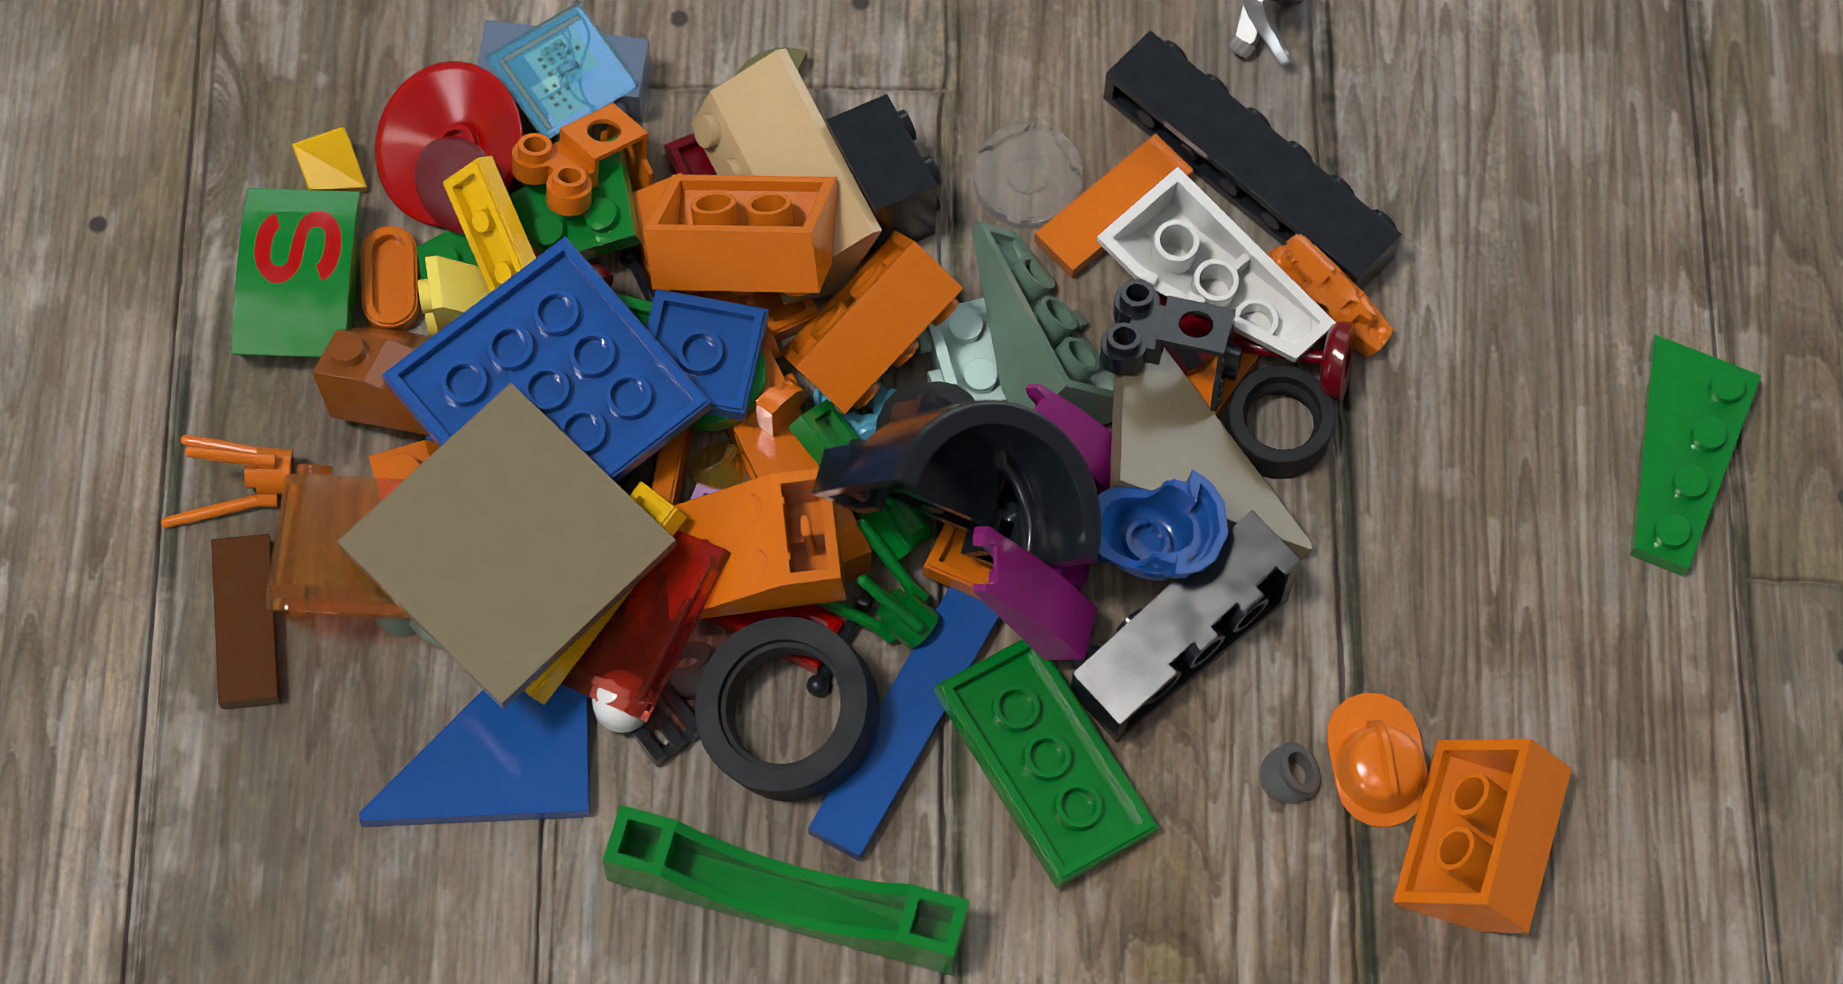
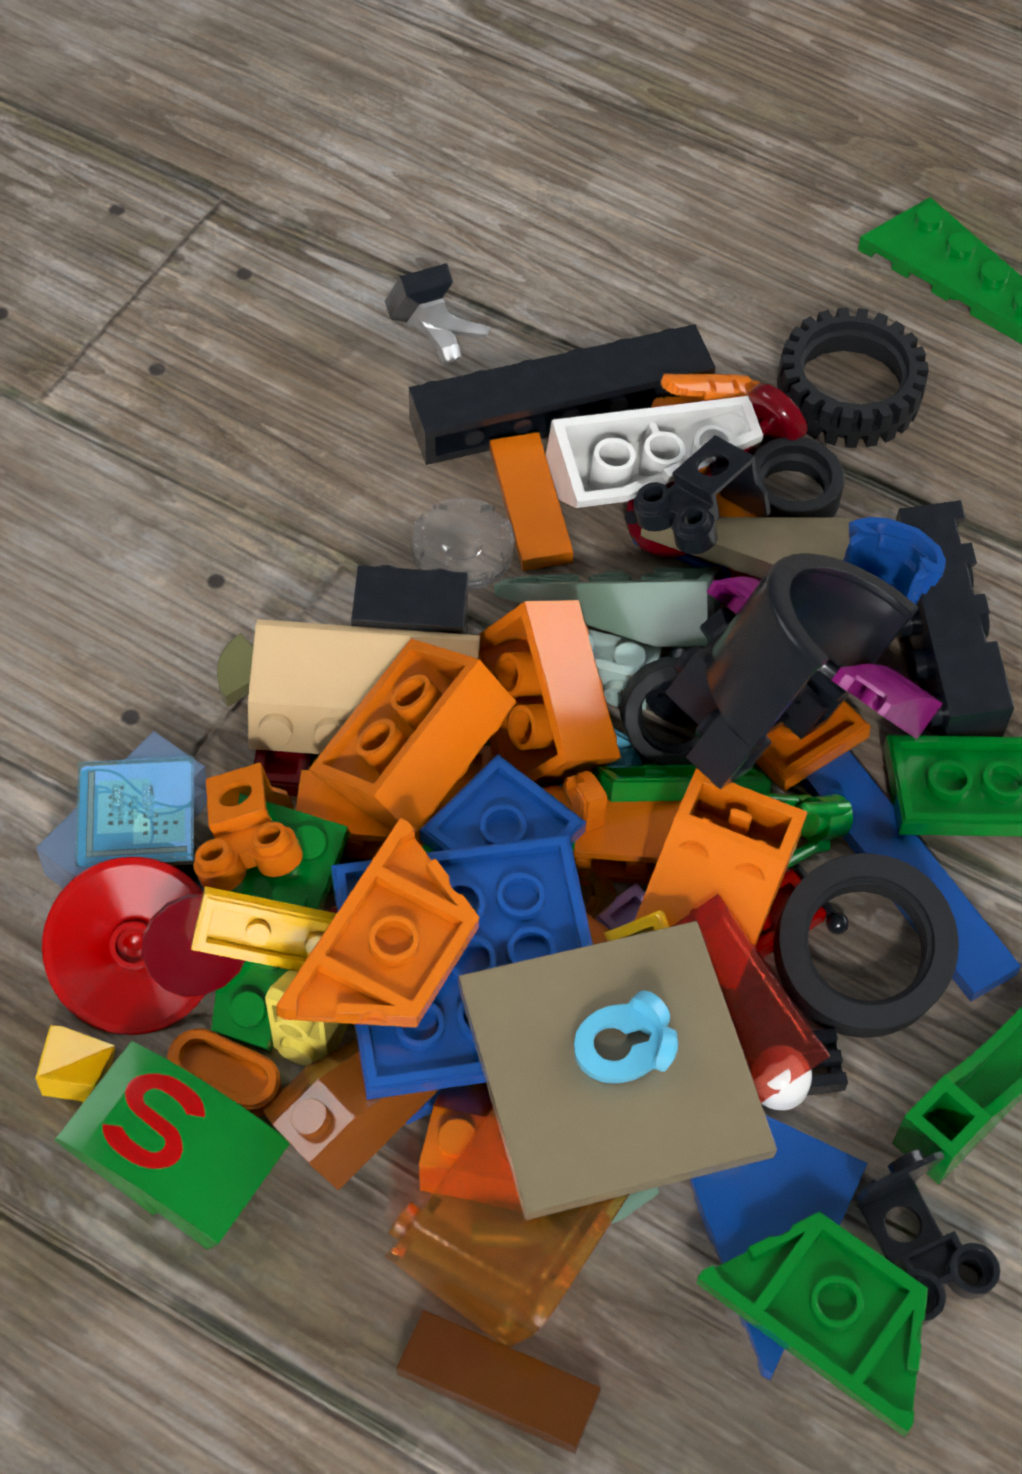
camera: 60 degrees left, 10 degrees down
(263, 470) = (352, 1280): orange plant -> none
(426, 837) = (833, 1310): none -> green wing
(511, 313) = (386, 943): none -> orange wing
(514, 557) = (642, 1013): none -> medium azure piece
(526, 896) = (931, 1256): none -> black piece
(1477, 355) = (859, 336): none -> black tyre

